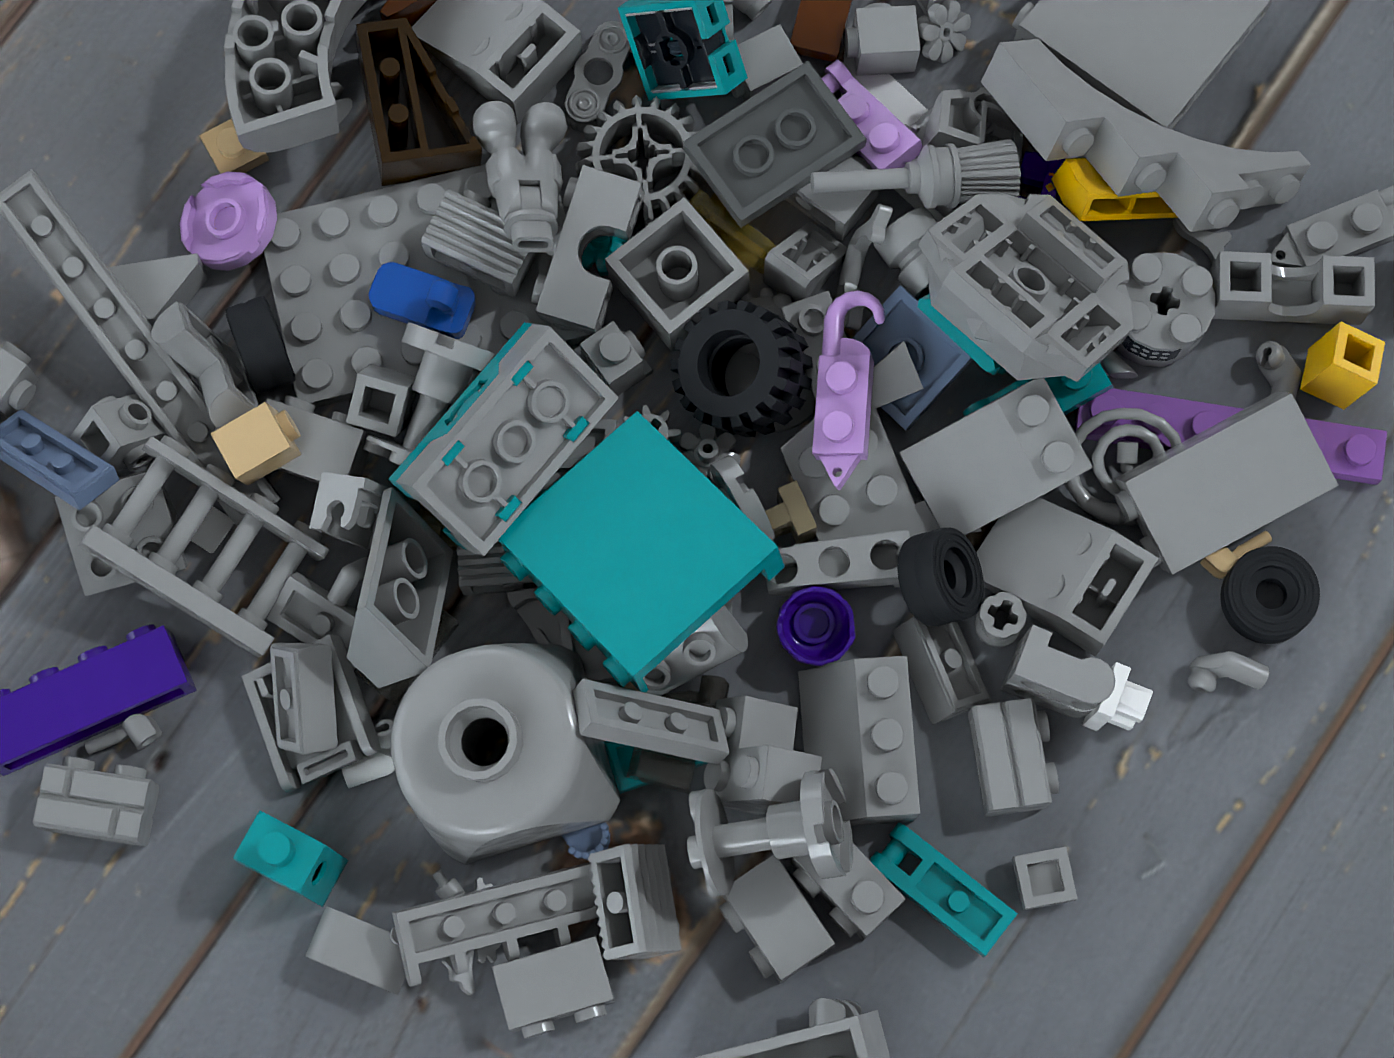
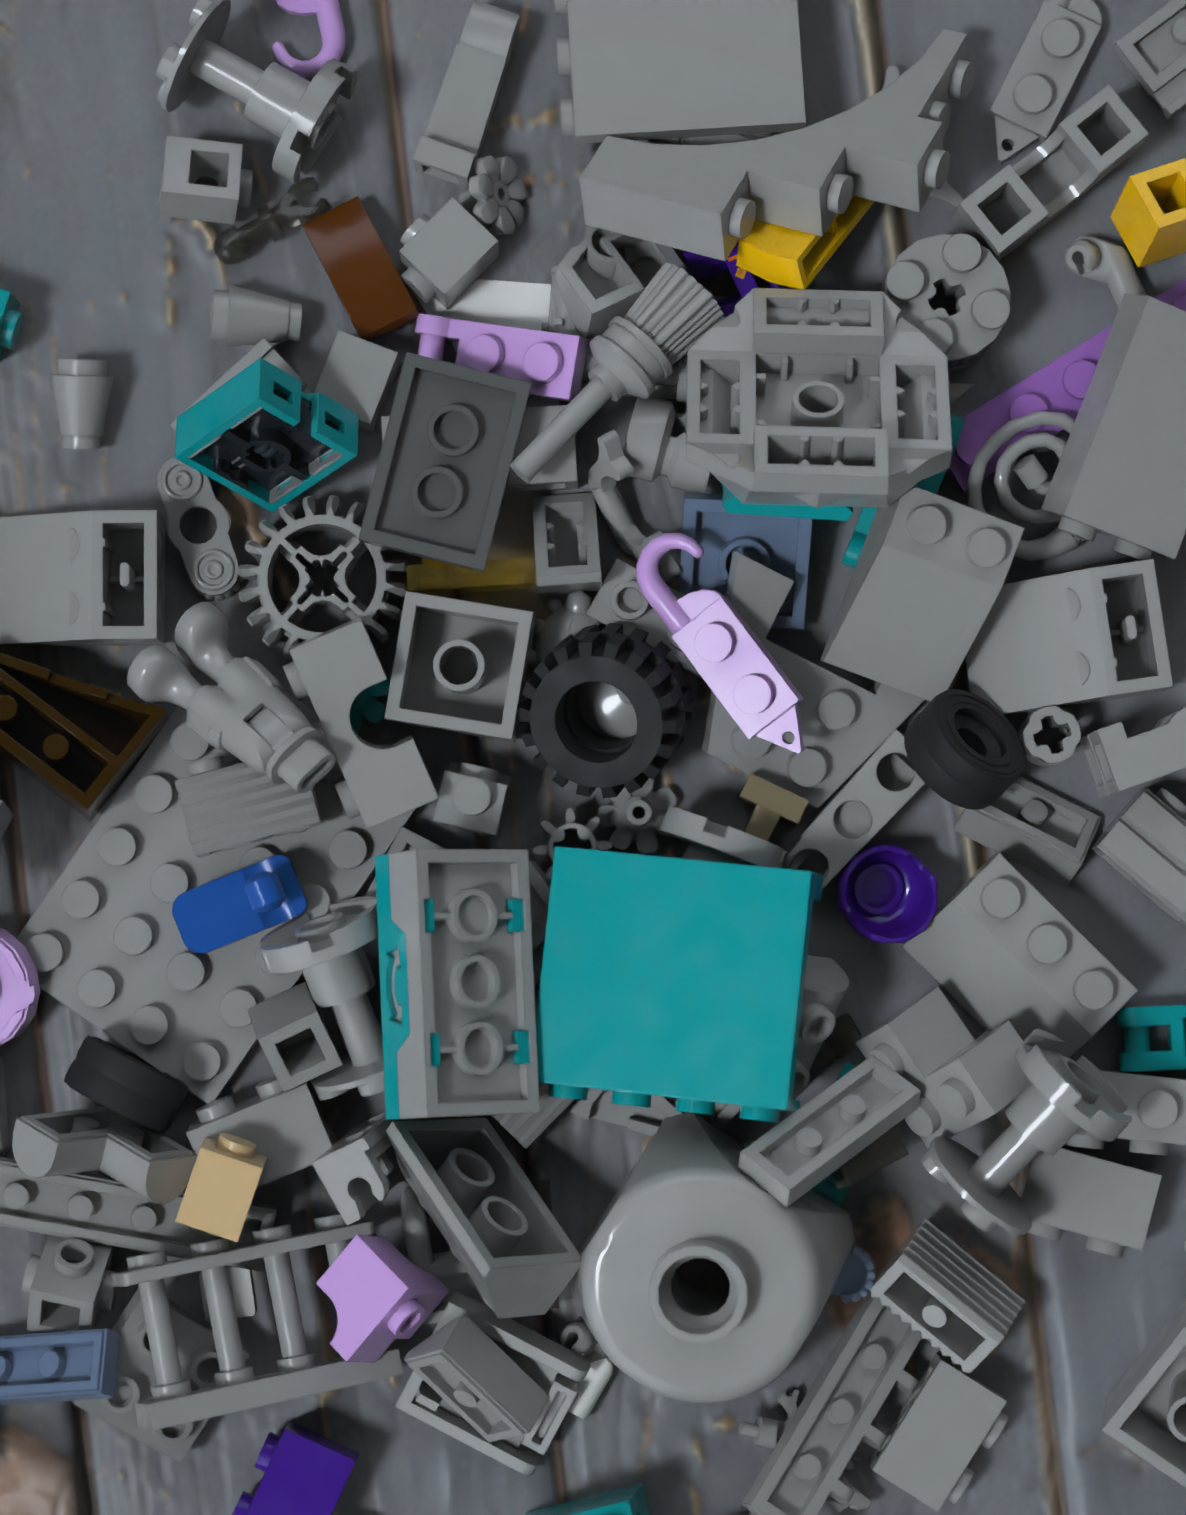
camera: 40 degrees left, 10 degrees up
(288, 591) = (377, 1297): none -> lavender brick

